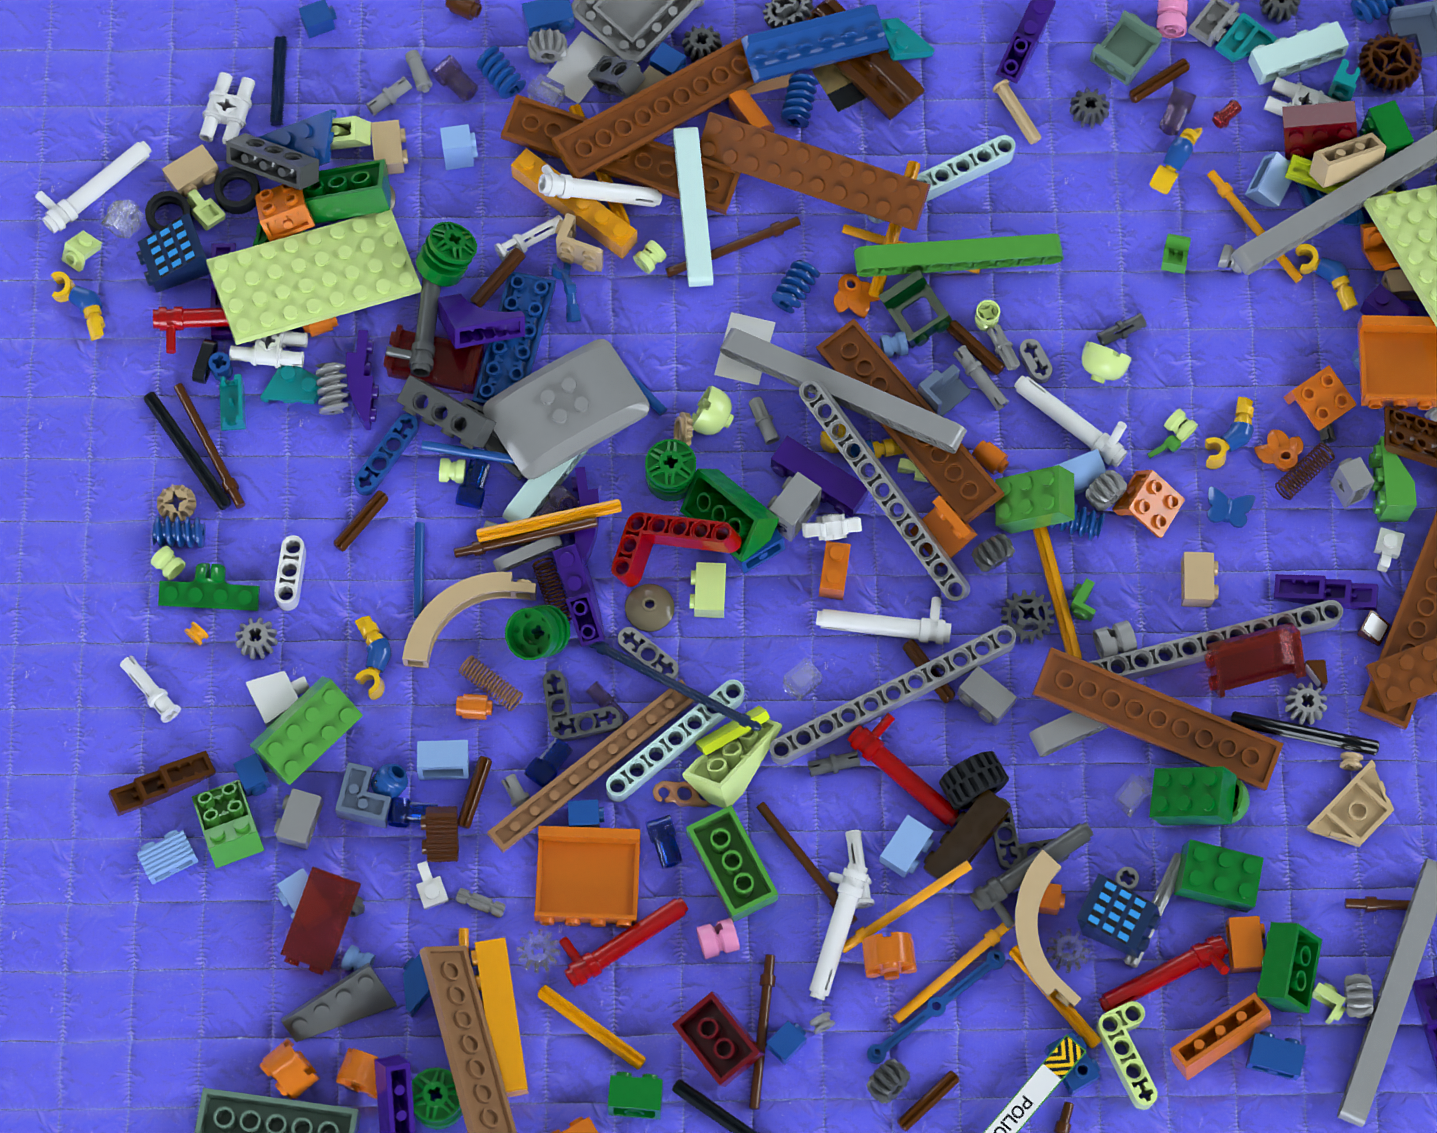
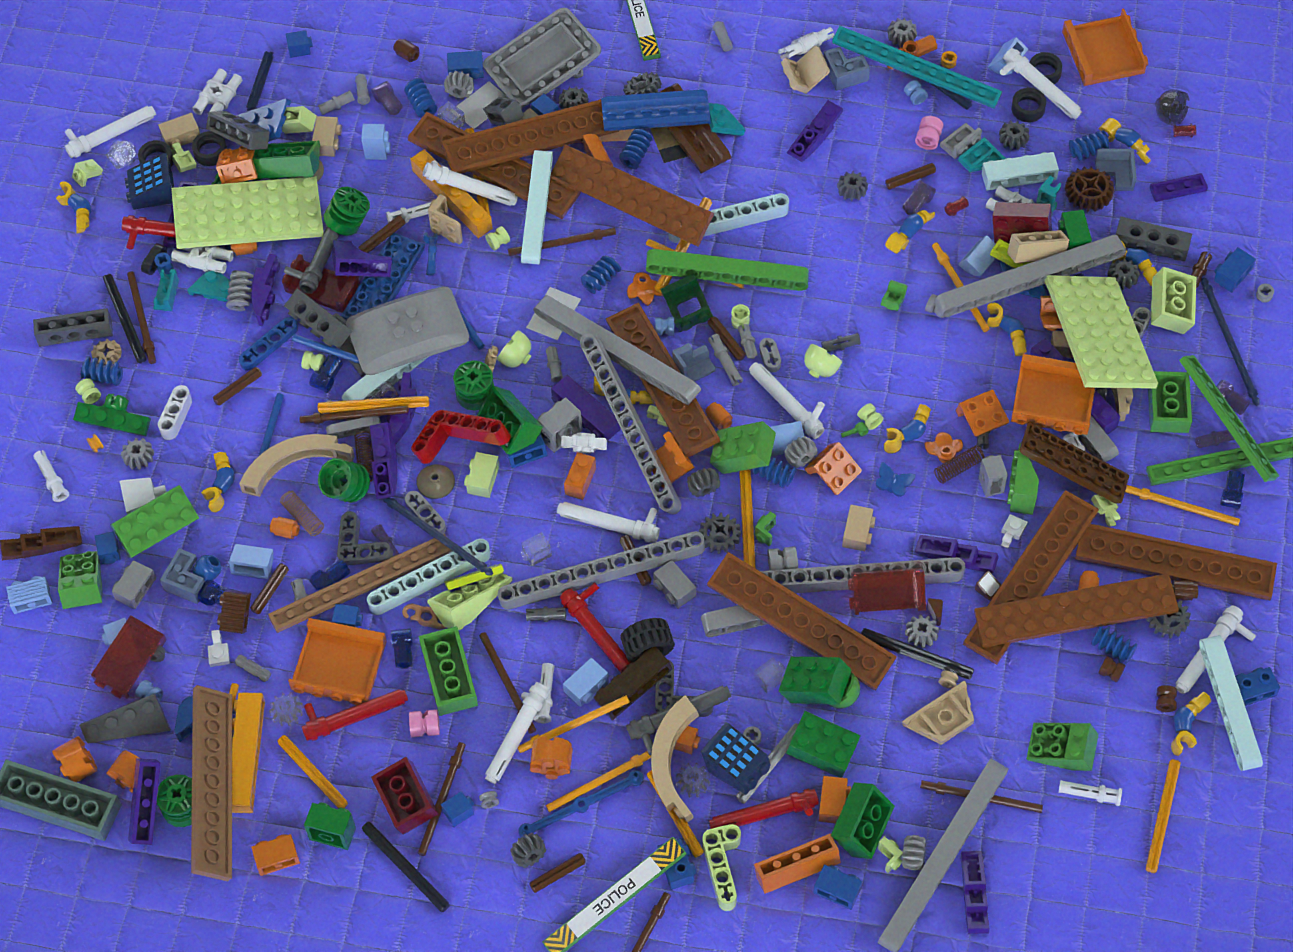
camera: 15 degrees right, 10 degrees down
(125, 477) = (73, 327): none -> dark grey brick
(1017, 111) = (796, 178): tan axle -> none
(1126, 48) = (890, 150): sand green panel -> none

